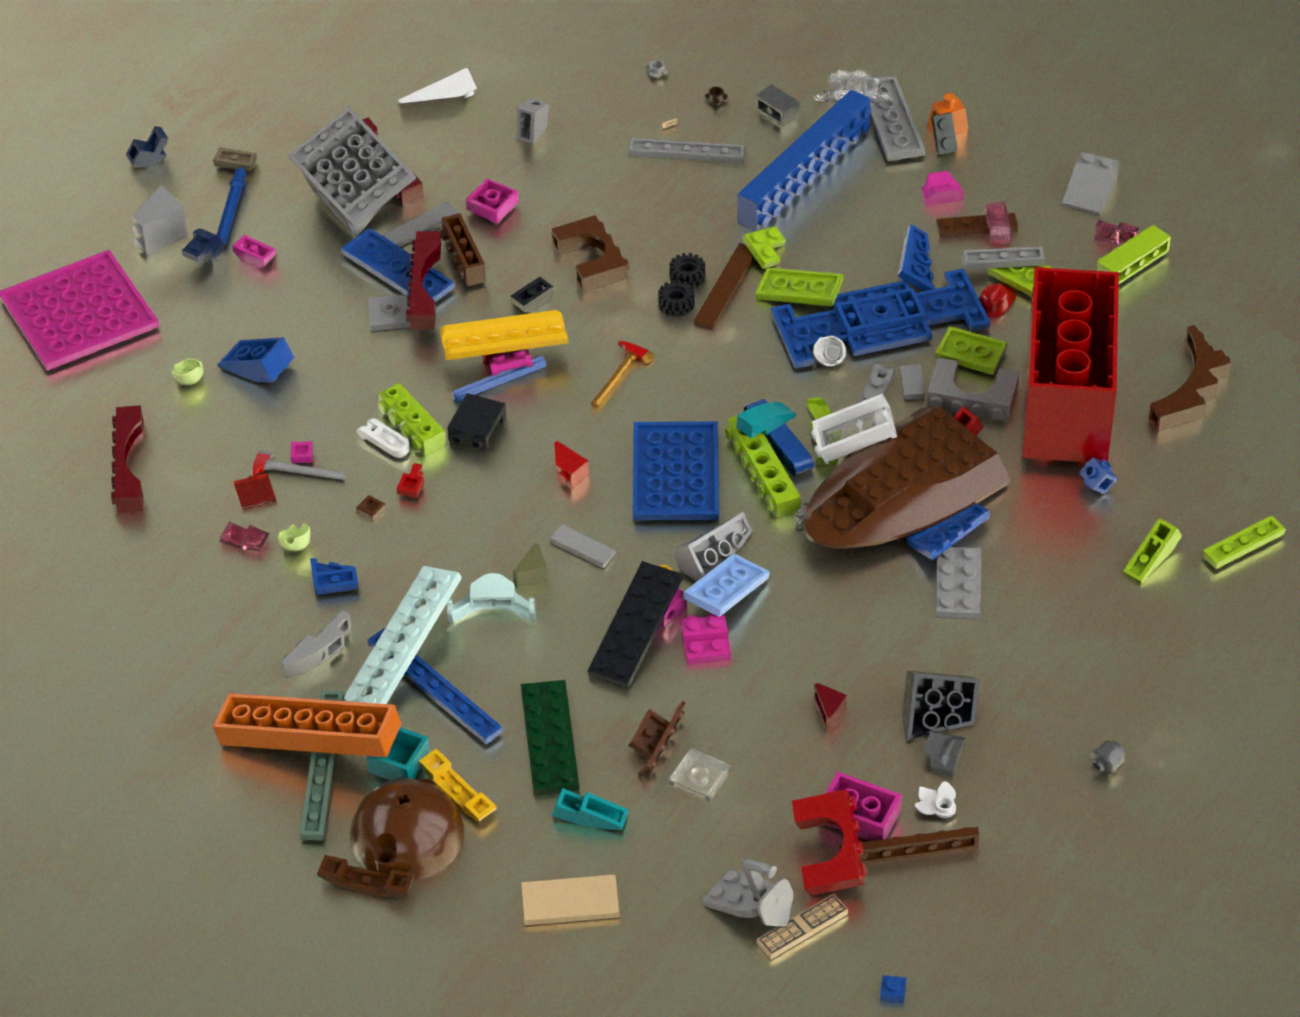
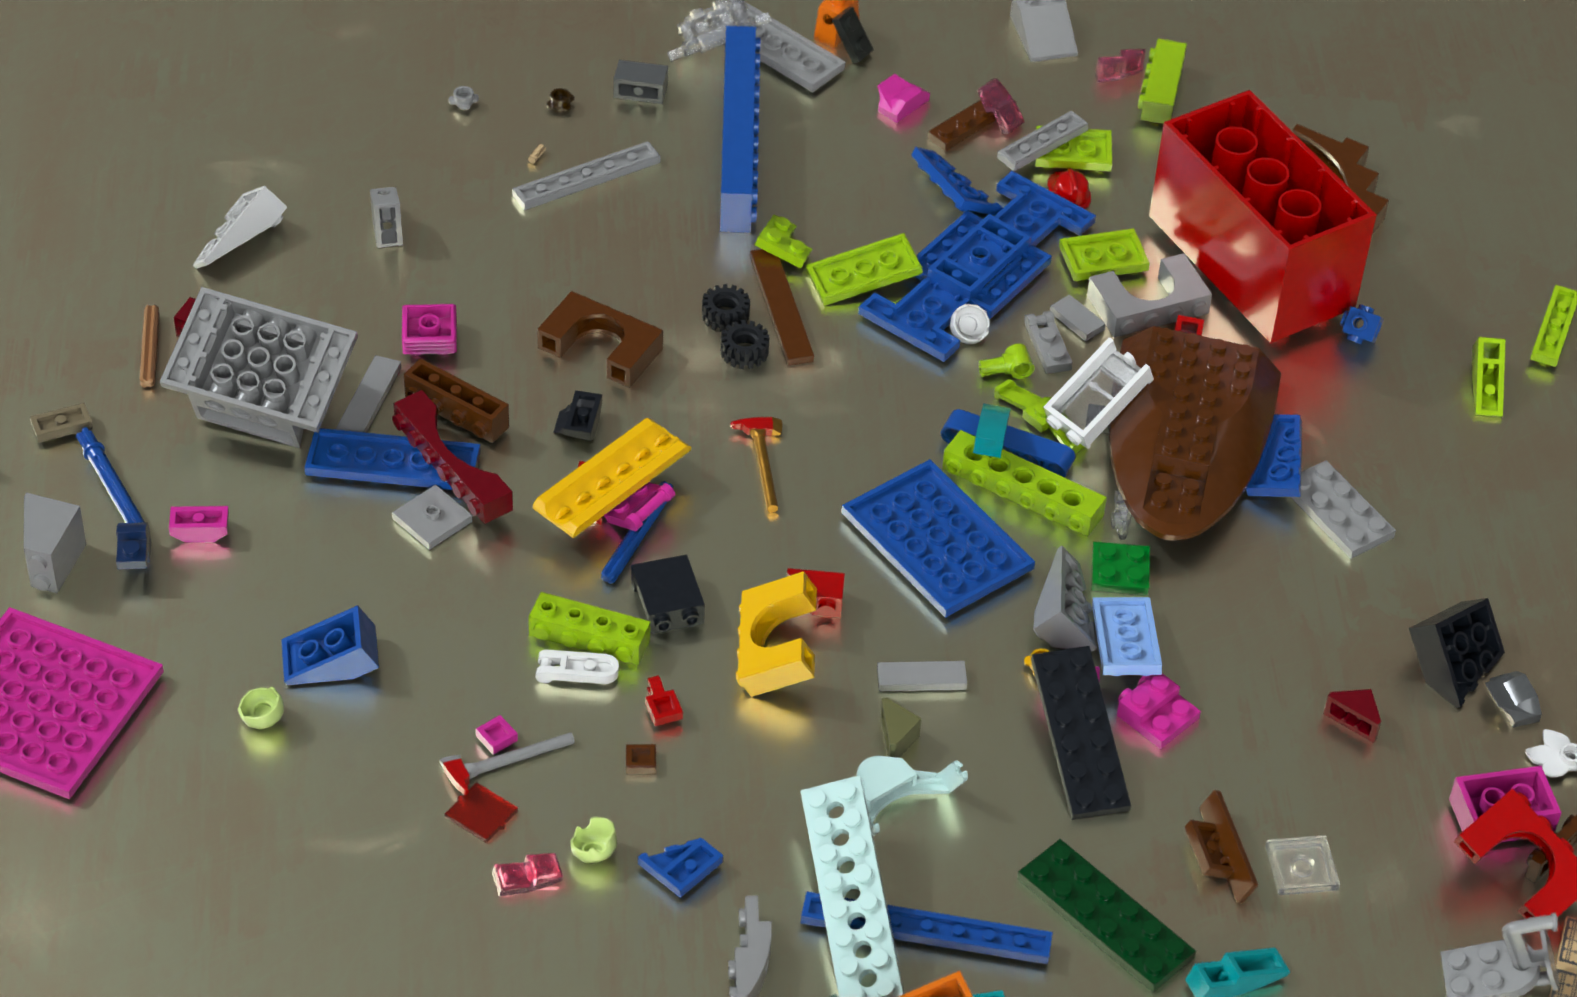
camera: 40 degrees left, 0 degrees up
(128, 488) = (329, 892): dark red arch -> none
(494, 489) = (761, 610): none -> yellow arch
(774, 546) = (1120, 568): none -> green plate
(837, 390) = (1014, 361): none -> lime pin

